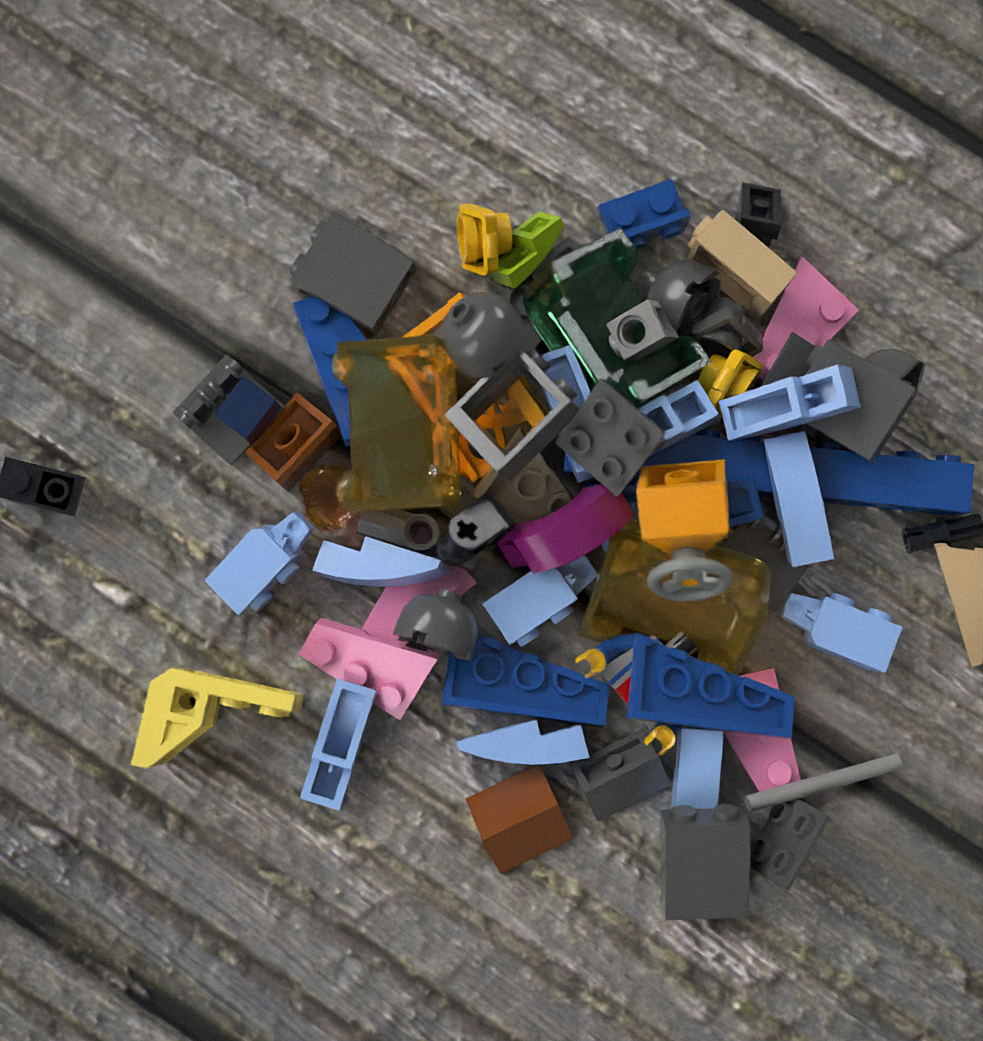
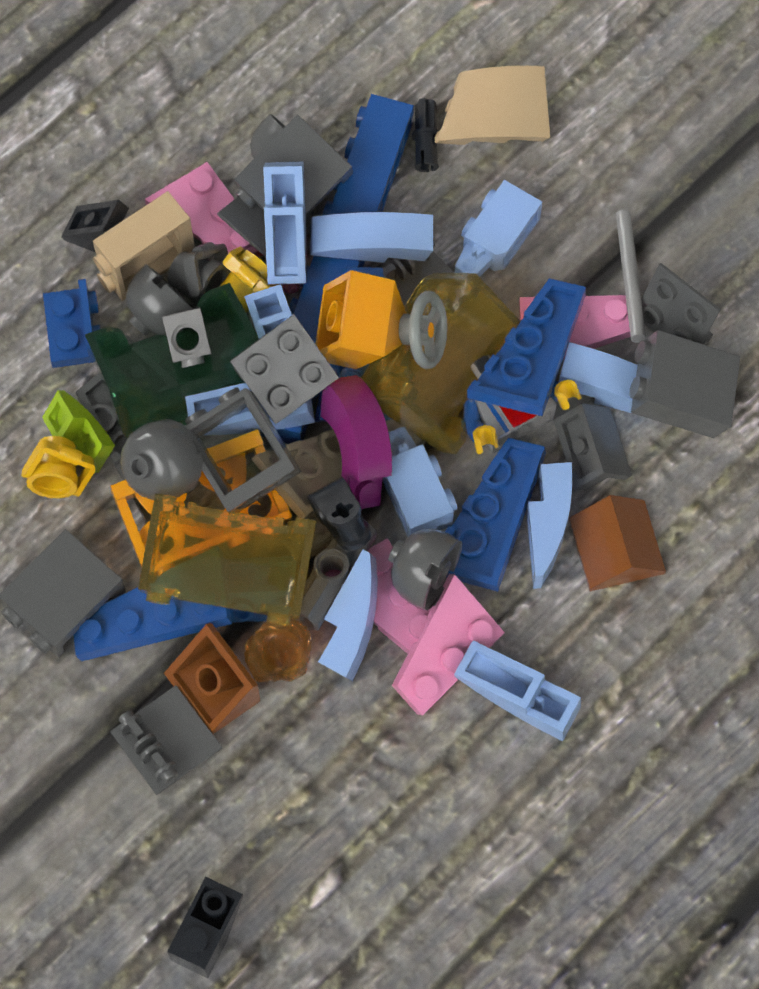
camera: 80 degrees left, 15 degrees down
(173, 723) = (469, 833): light yellow bracket -> none
(247, 410) = (173, 709): dark blue panel -> none
(260, 562) = (326, 725): light blue hinge -> none

